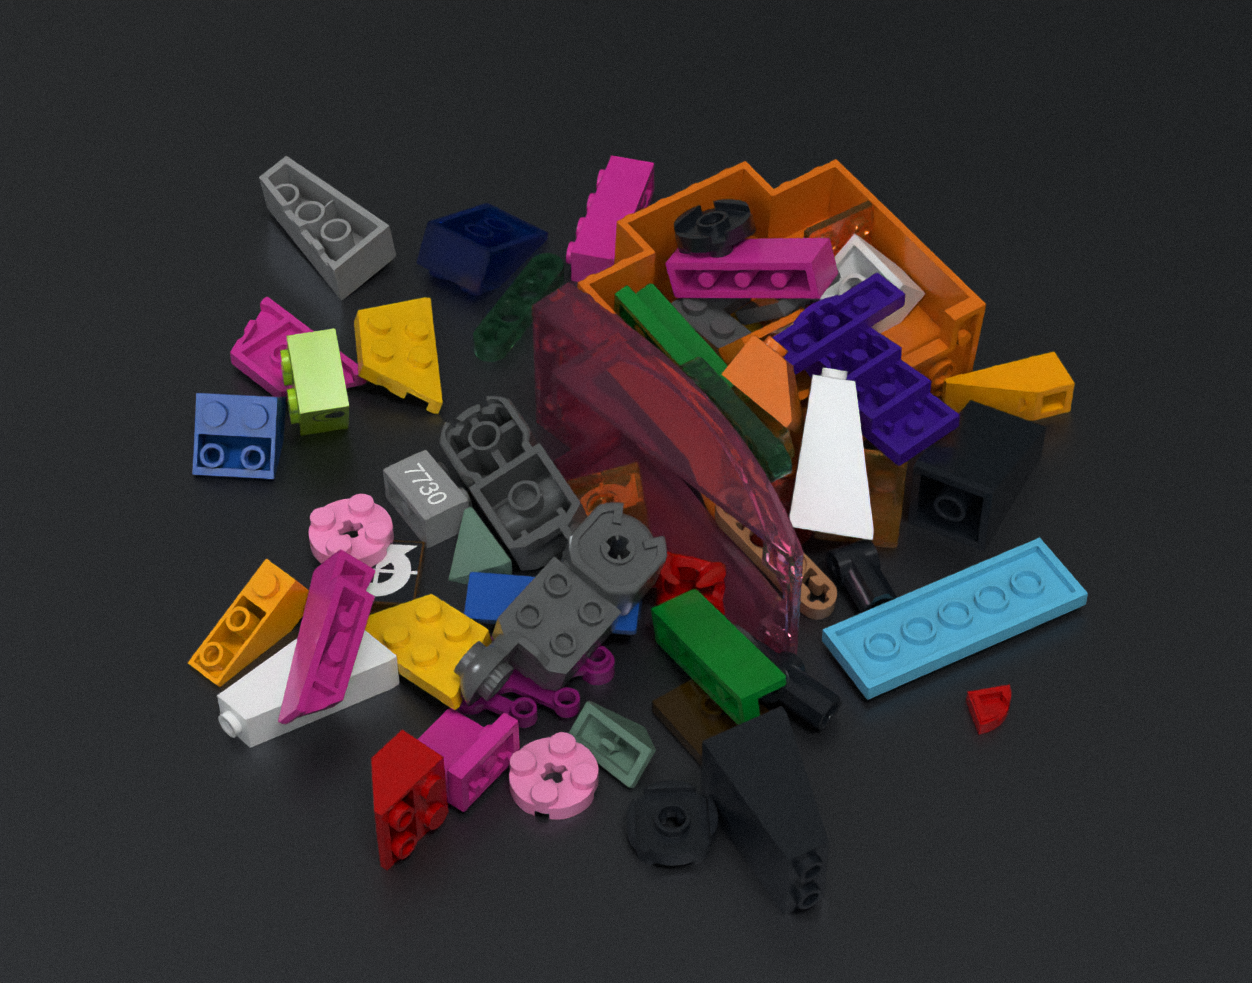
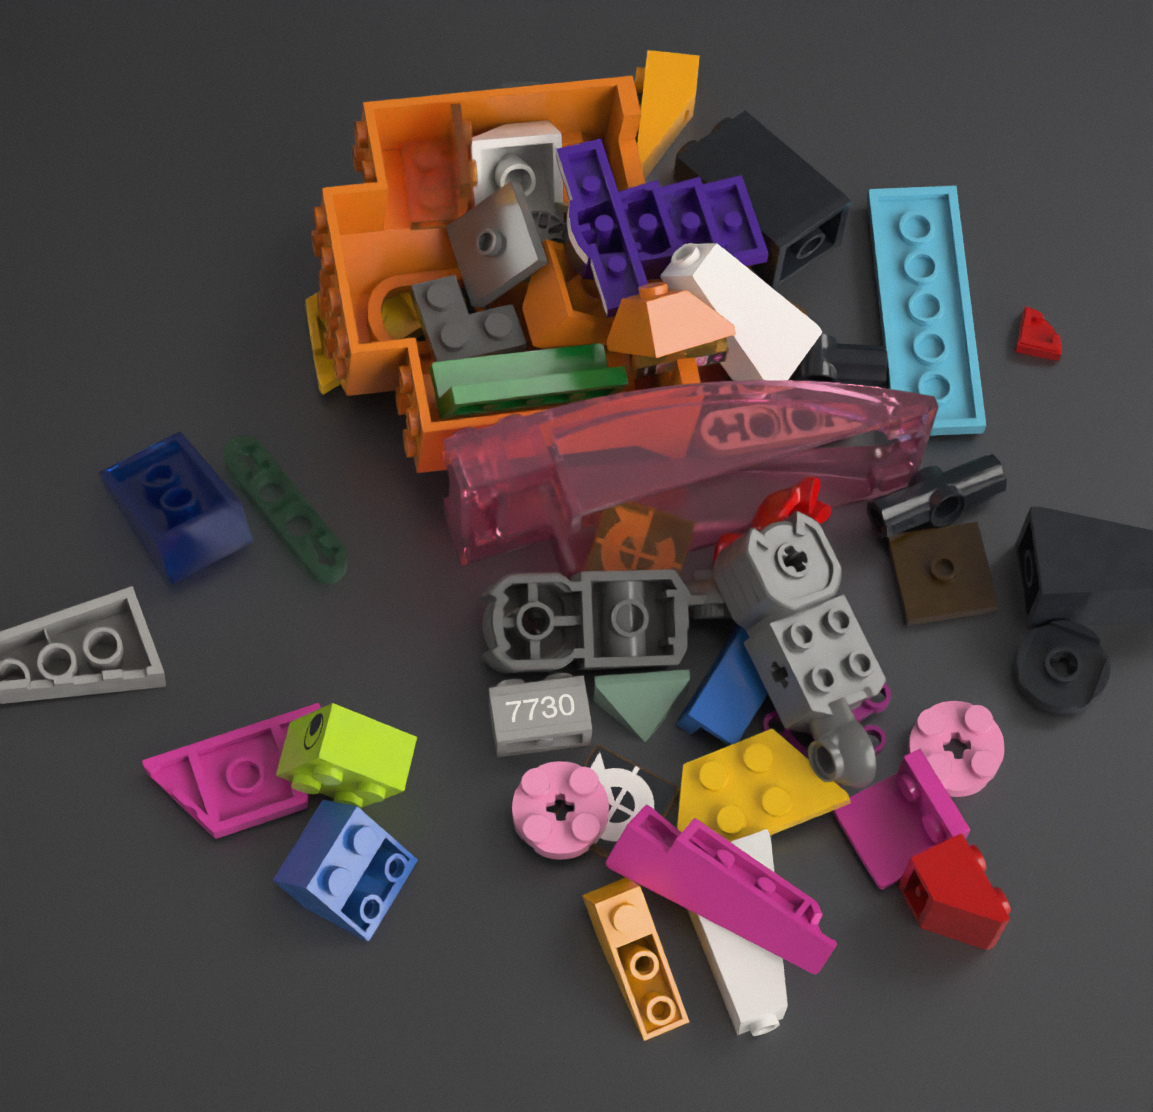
camera: 70 degrees left, 20 degrees up
(400, 350) = (300, 655): yellow wing -> none
(614, 741) = (943, 673): sand green slope -> none
(621, 190) = (210, 359): dark pink brick -> none
(715, 228) = (428, 282): black plate -> none
(715, 654) = (916, 533): green panel -> none
(756, 270) = (475, 258): dark pink brick -> none
(759, 439) = (732, 366): clear green beam -> none

